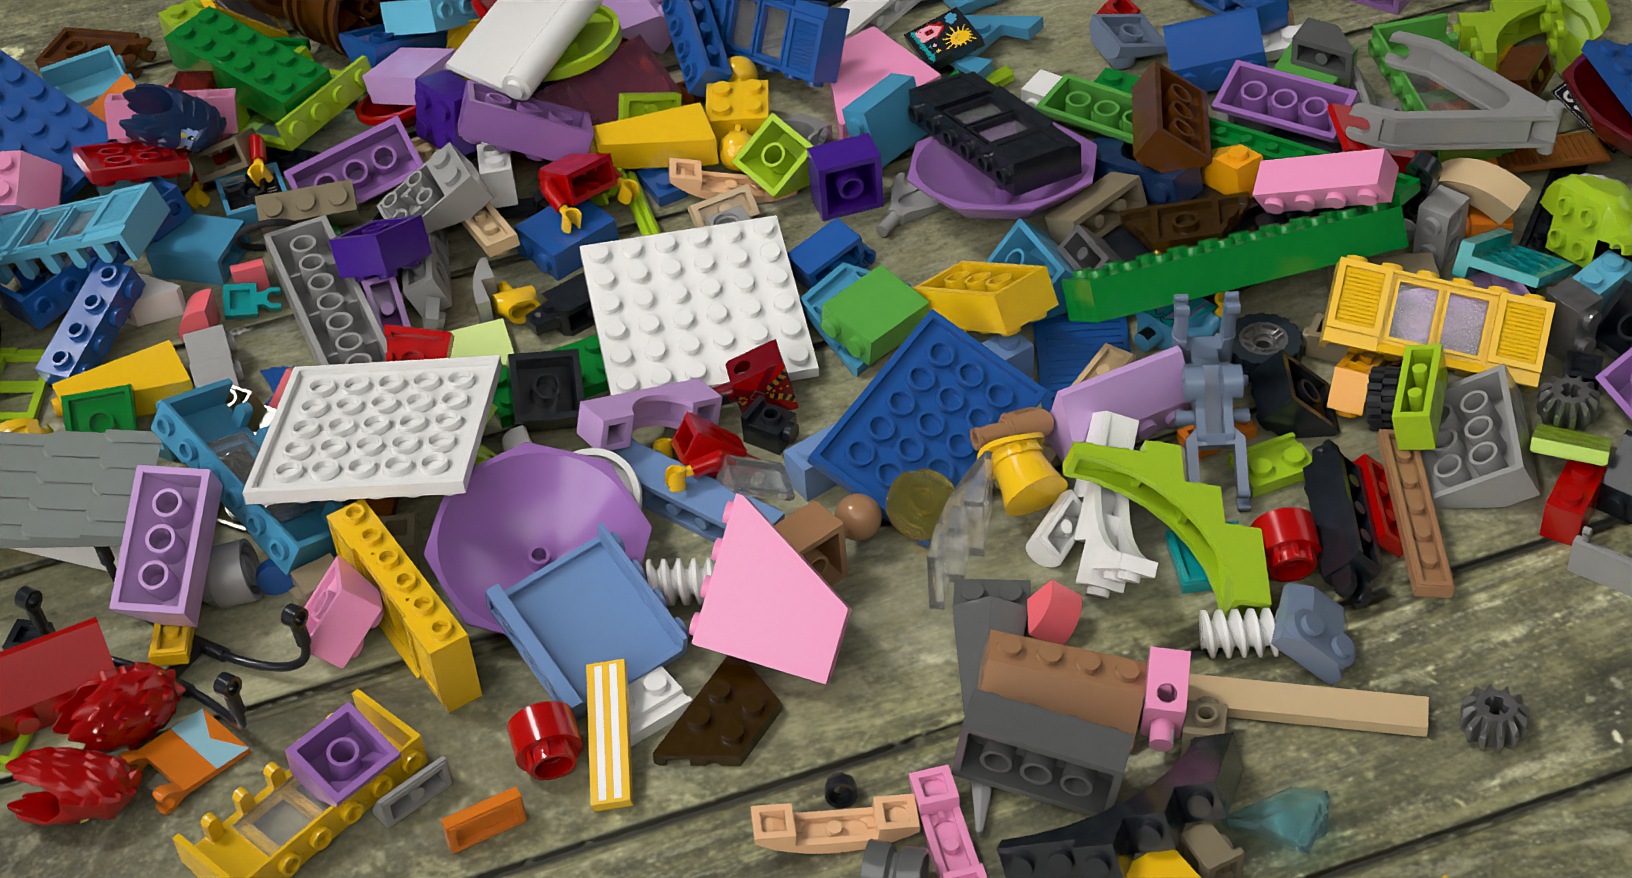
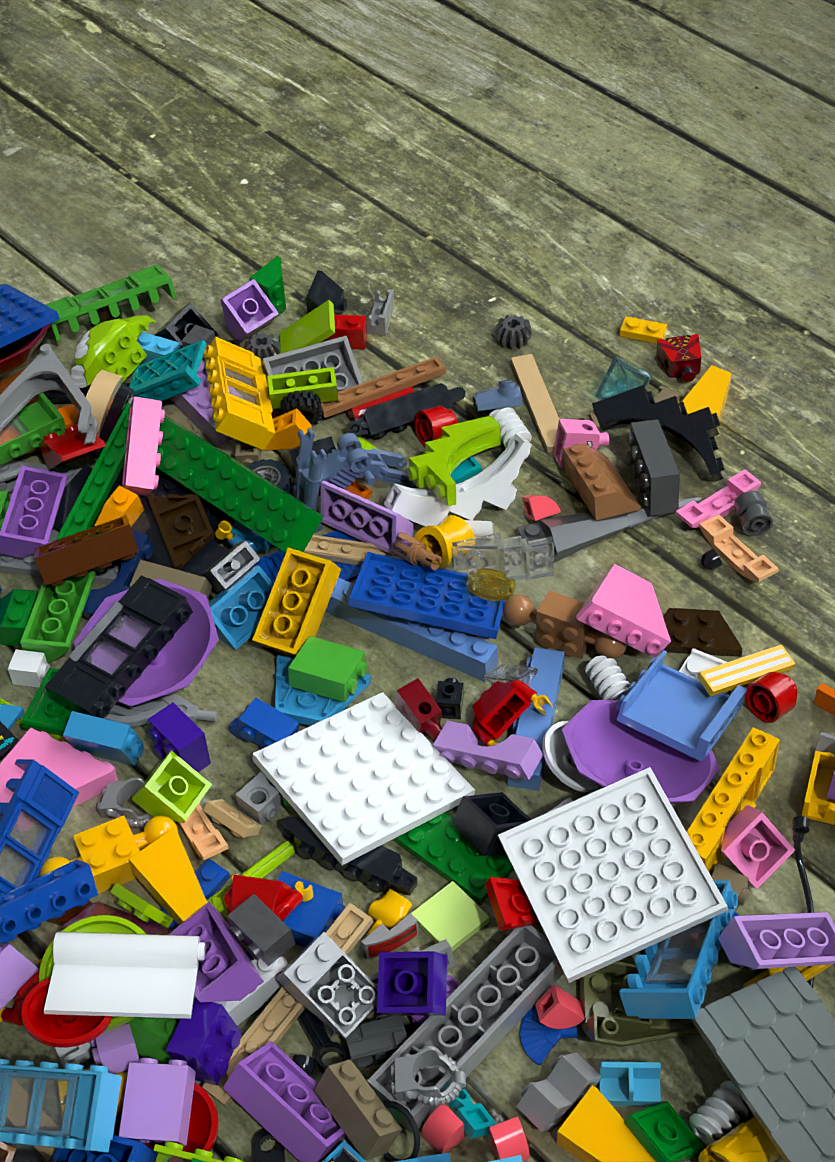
camera: 115 degrees left, 5 degrees up
(281, 226) = (409, 1065): none -> light grey piece
(520, 148) = (261, 930): none -> flat silver brick

